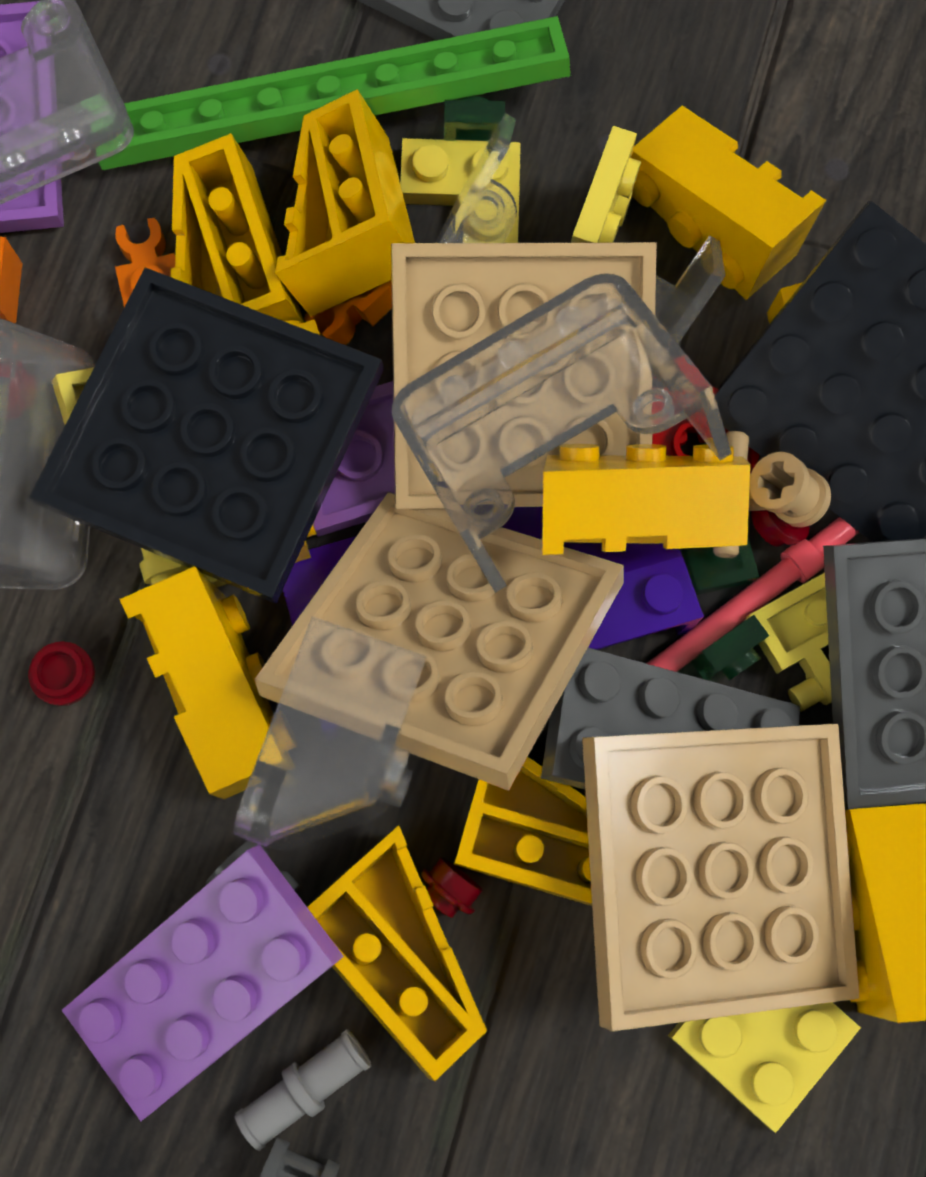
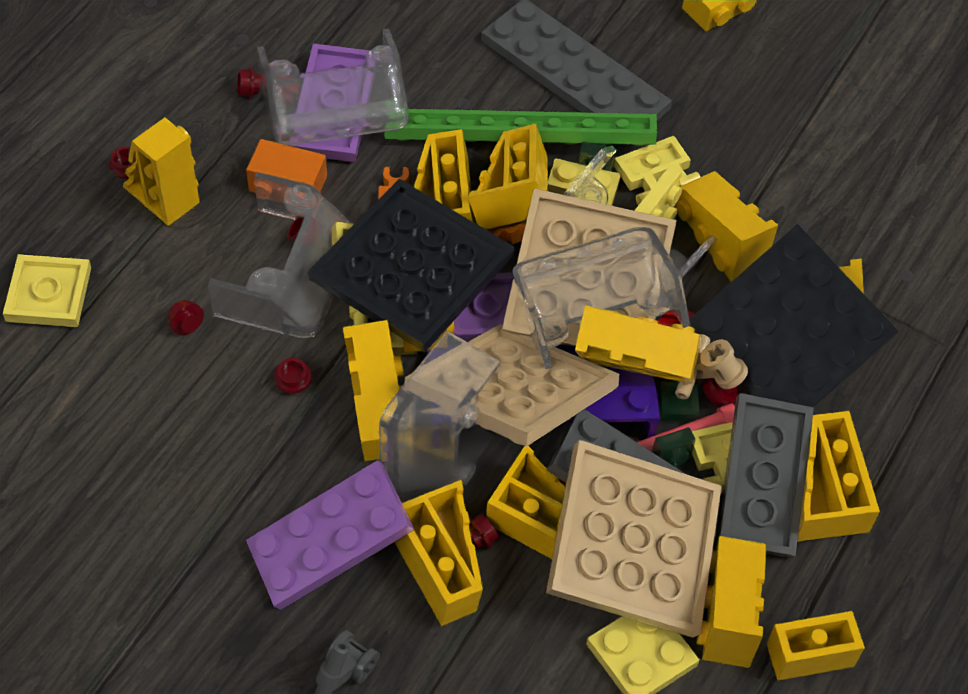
camera: 15 degrees right, 20 degrees down
(302, 1090) = (370, 612): light grey pin -> none
(568, 109) = (649, 163): none -> light yellow plate

